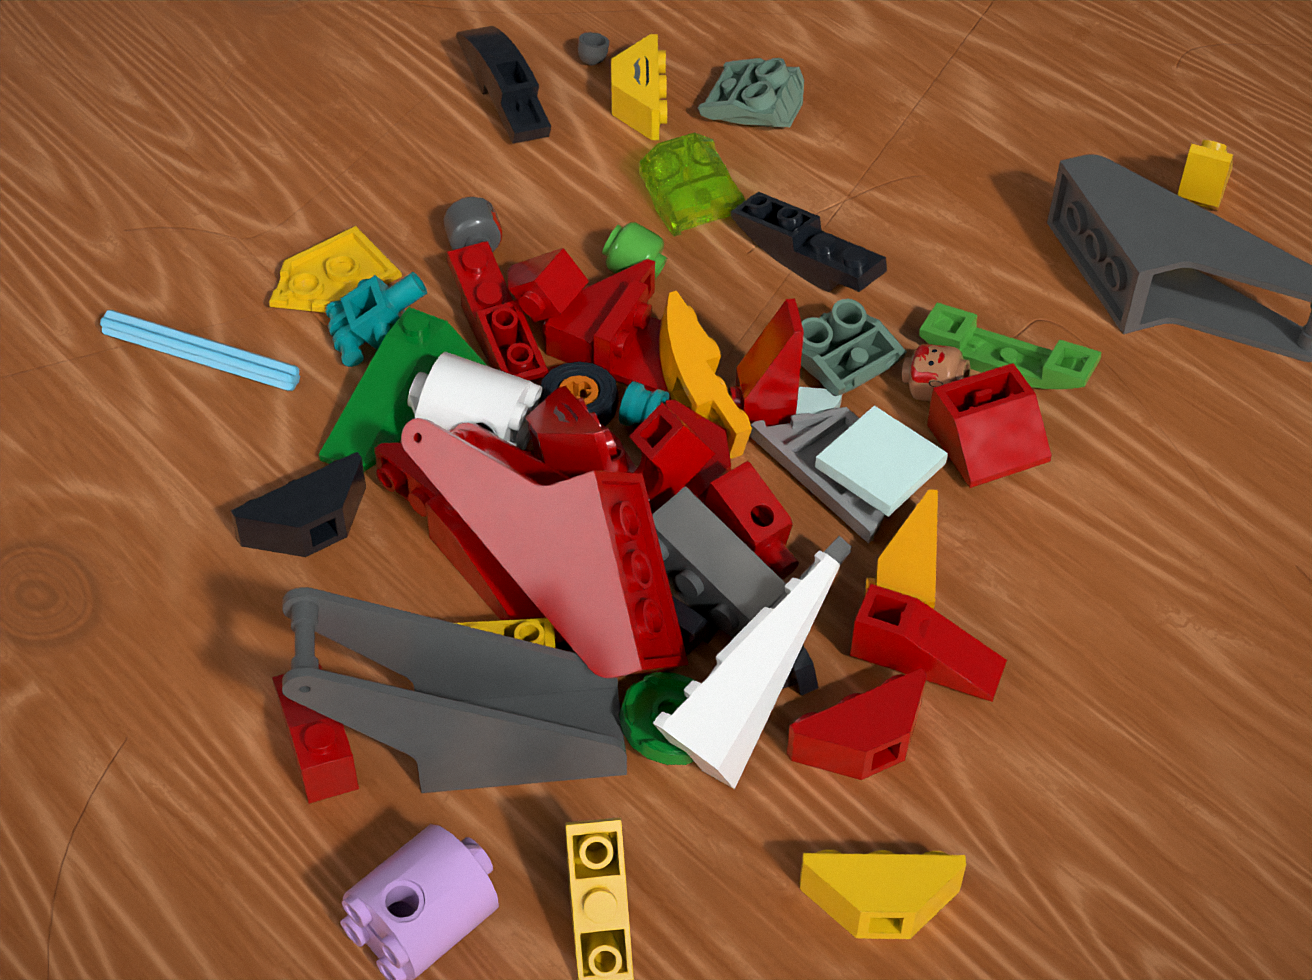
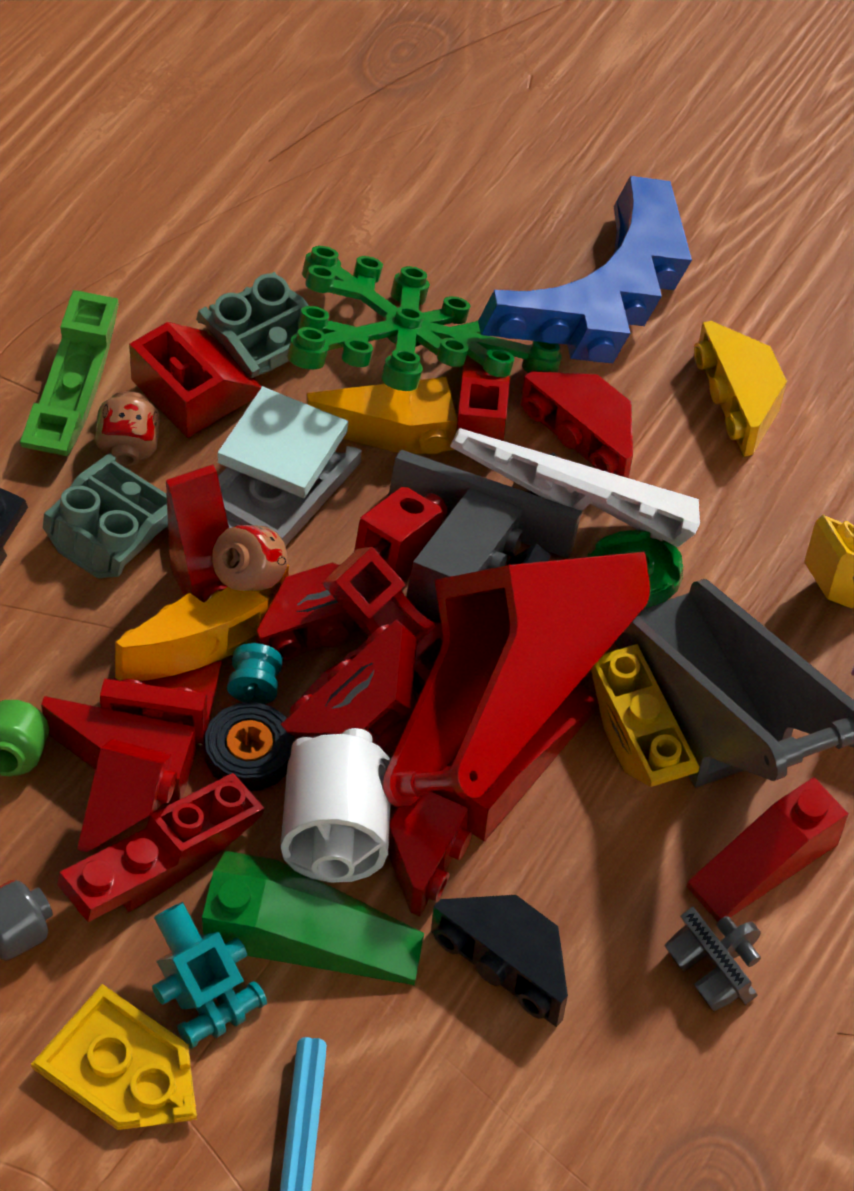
camera: 110 degrees left, 5 degrees up
(229, 650) = (727, 979): none -> dark grey hips
(727, 378) = (249, 557): none -> nougat head
(984, 625) = (402, 326): none -> green plant
(1039, 490) = (266, 322): none -> sand green slope
(1096, 847) = (597, 310): none -> arch

